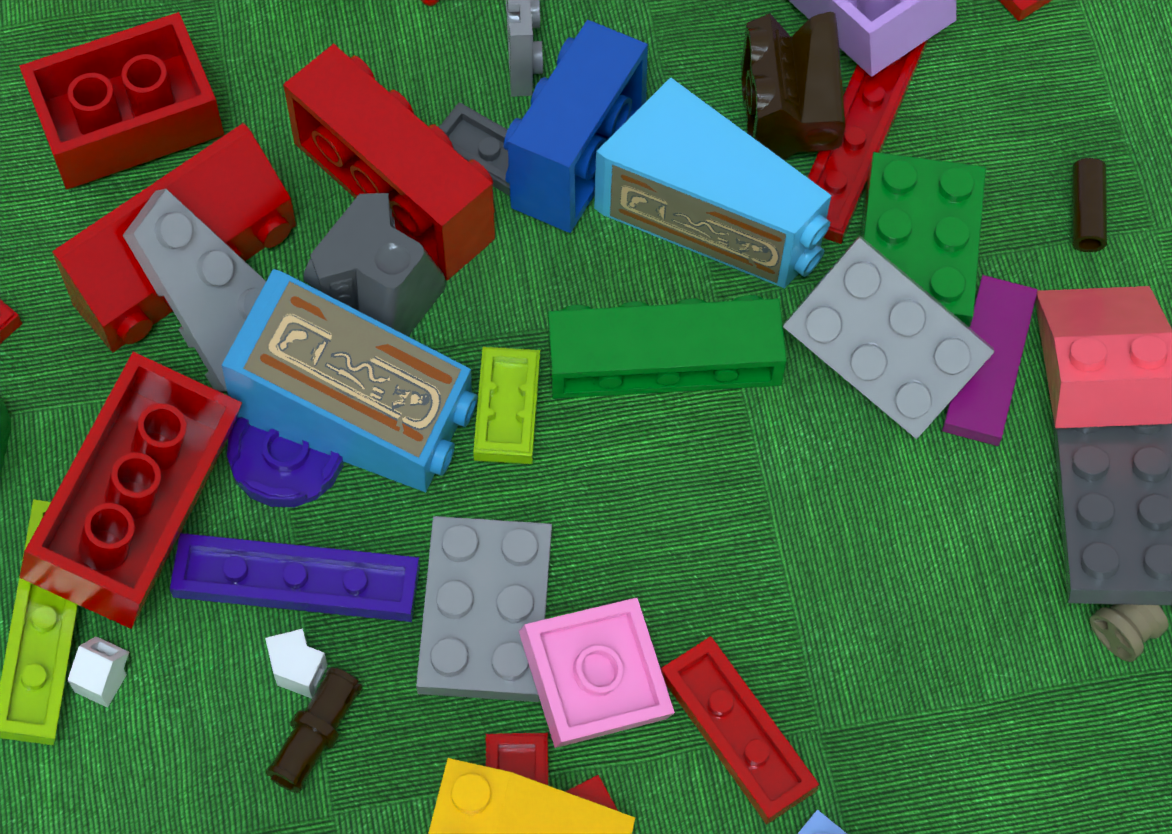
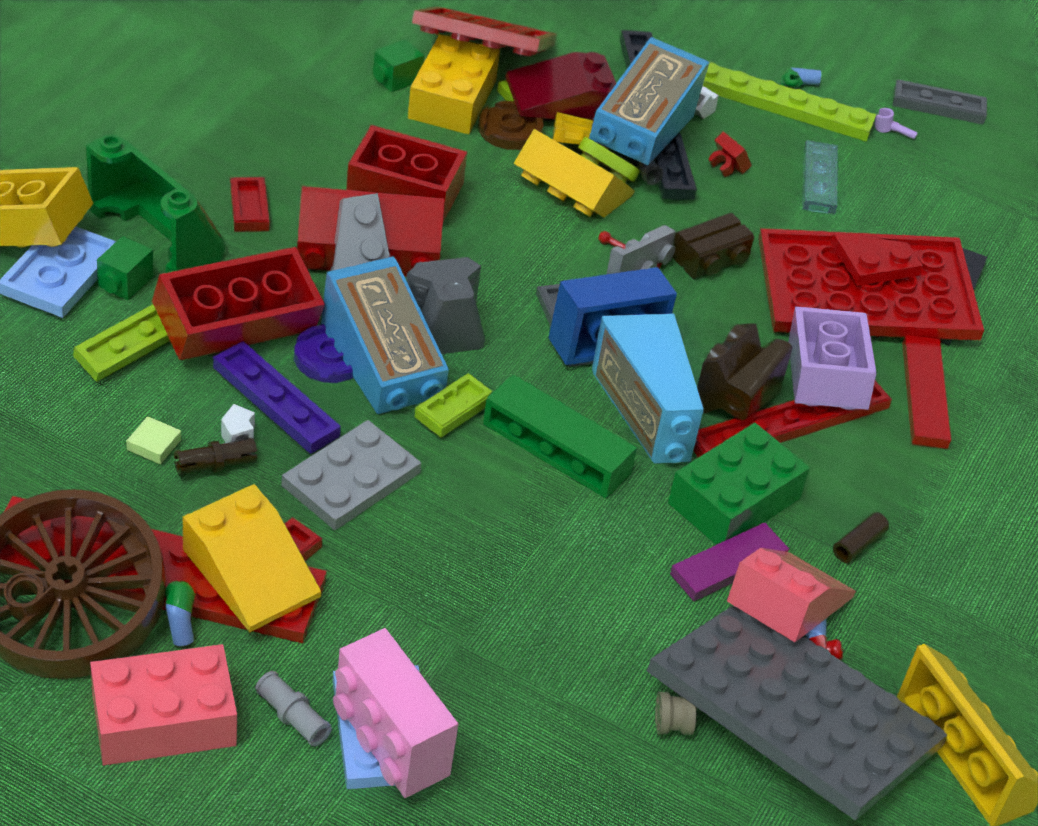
camera: 35 degrees right, 20 degrees down
(98, 670) = (146, 365): white piece -> none
(213, 769) = (153, 440): none -> yellowish green tile
(380, 146) = (506, 272): red brick -> none
(596, 672) = (371, 527): bright pink plate -> none
(739, 730) = (417, 603): red plate -> none
(888, 337) = (676, 499): light grey plate -> none

